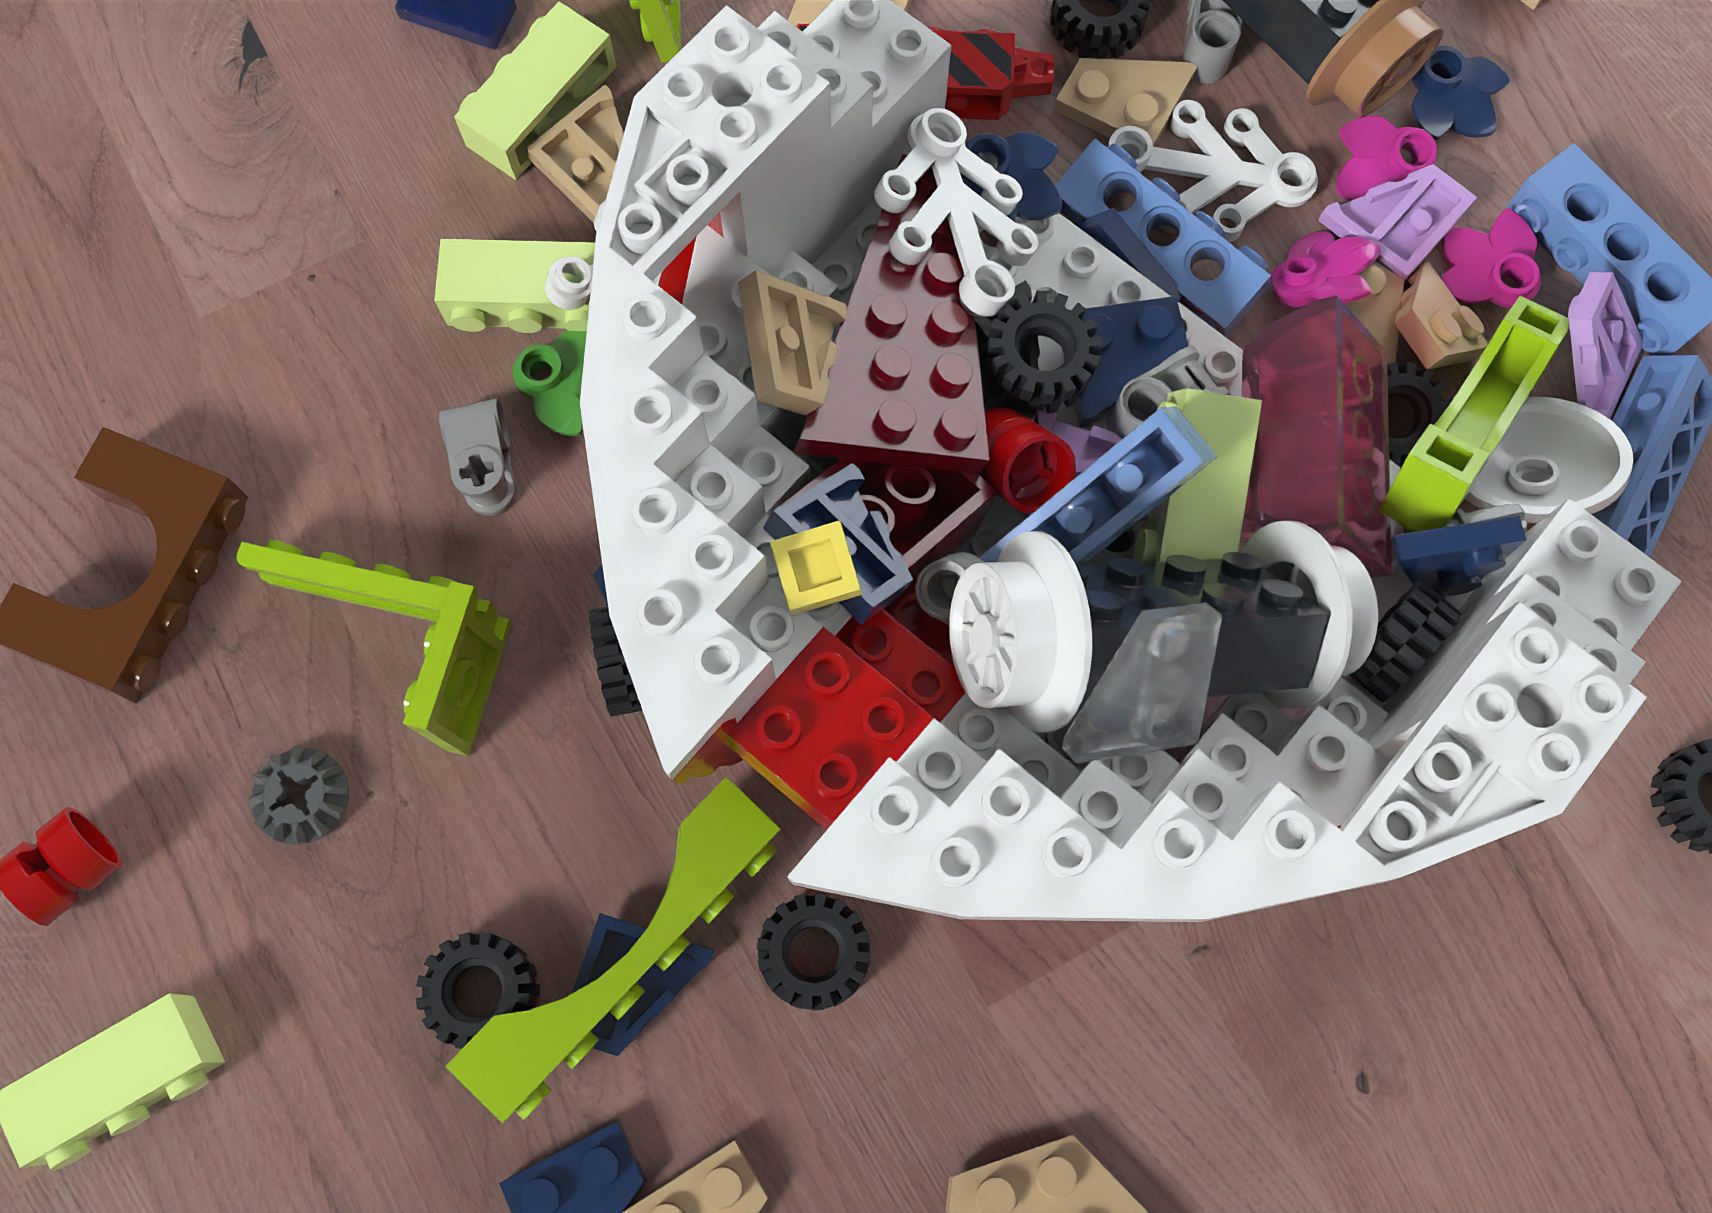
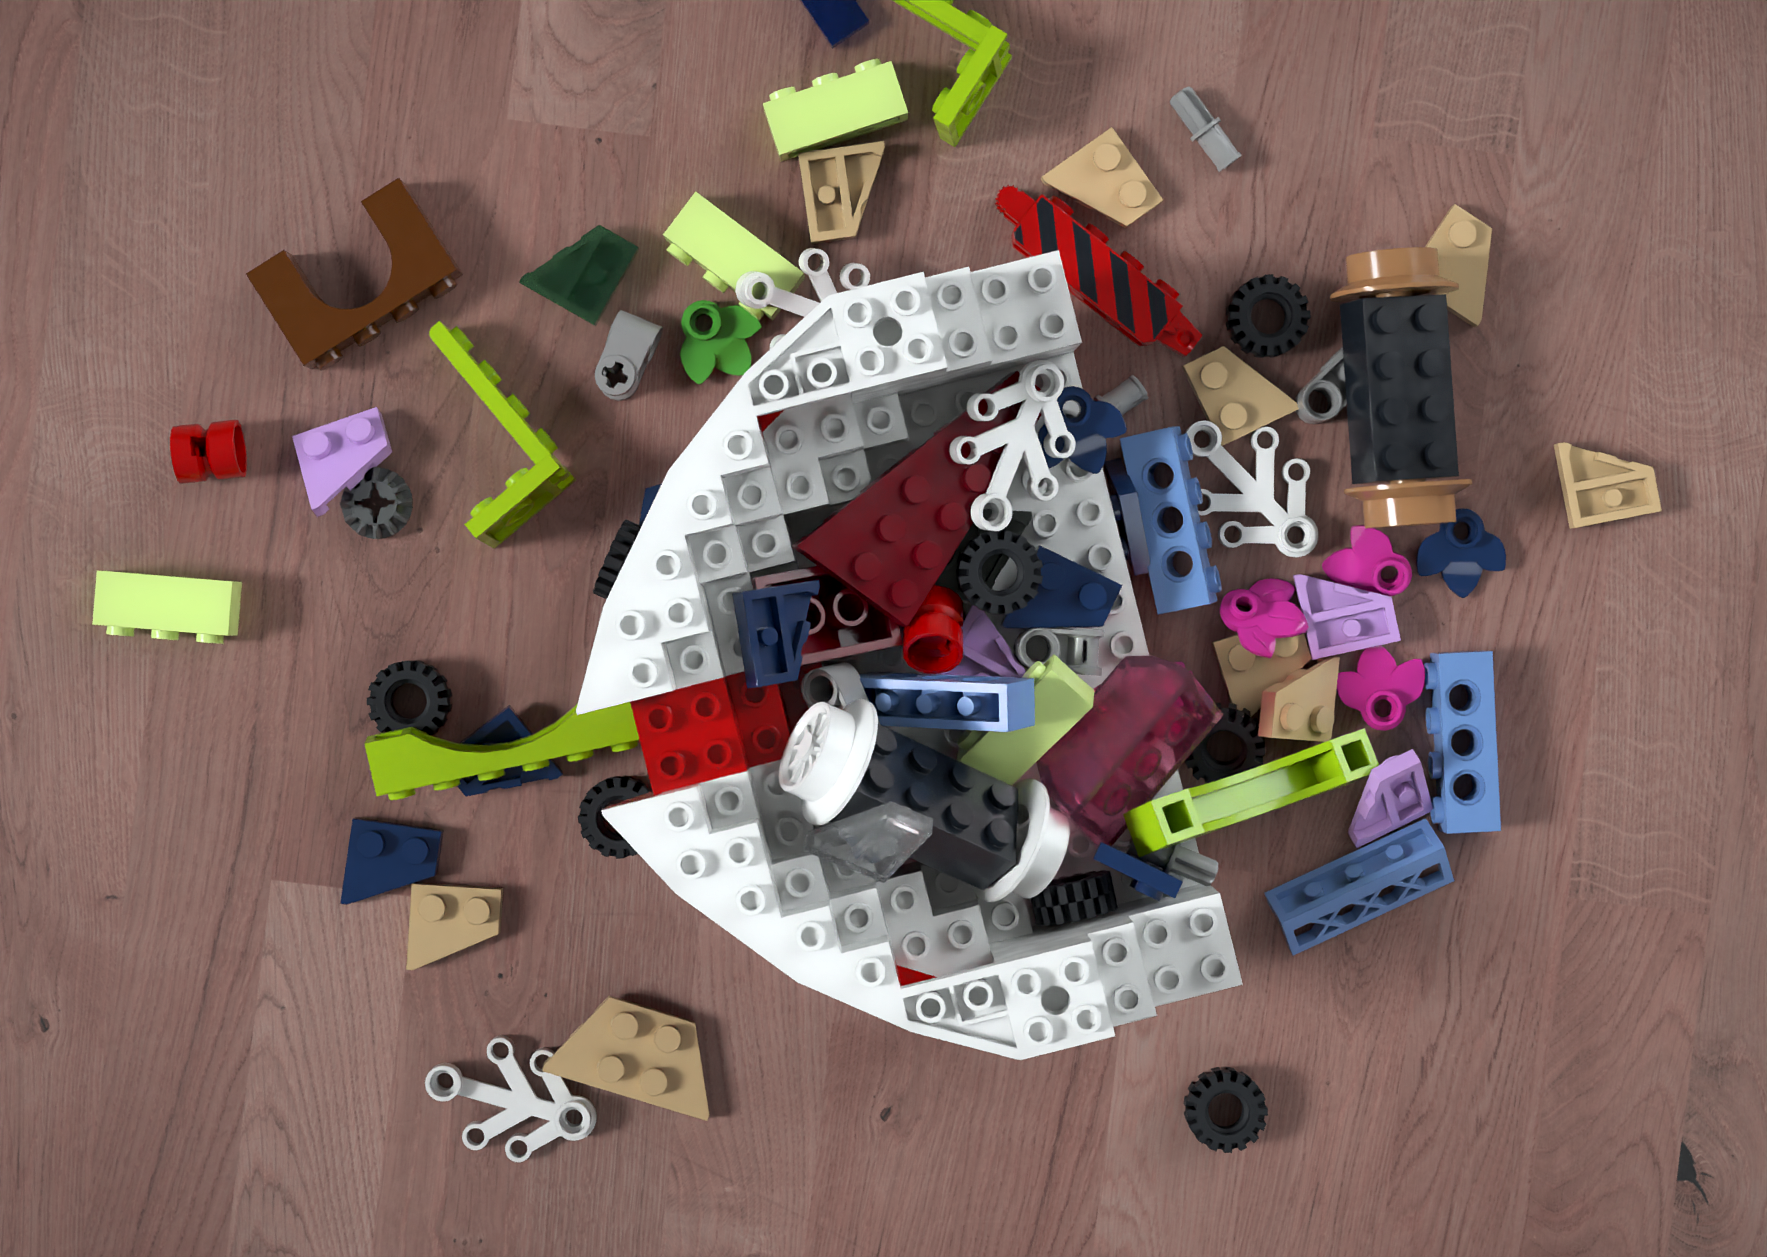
camera: 35 degrees right, 15 degrees up
(220, 767) = (340, 455): none -> lavender wing
(379, 405) = (584, 274): none -> clear green wing
(789, 341) = (833, 482): tan wing -> none
(815, 568) = (738, 647): light yellow plate -> none
(1555, 455) = (1314, 846): white dish -> none

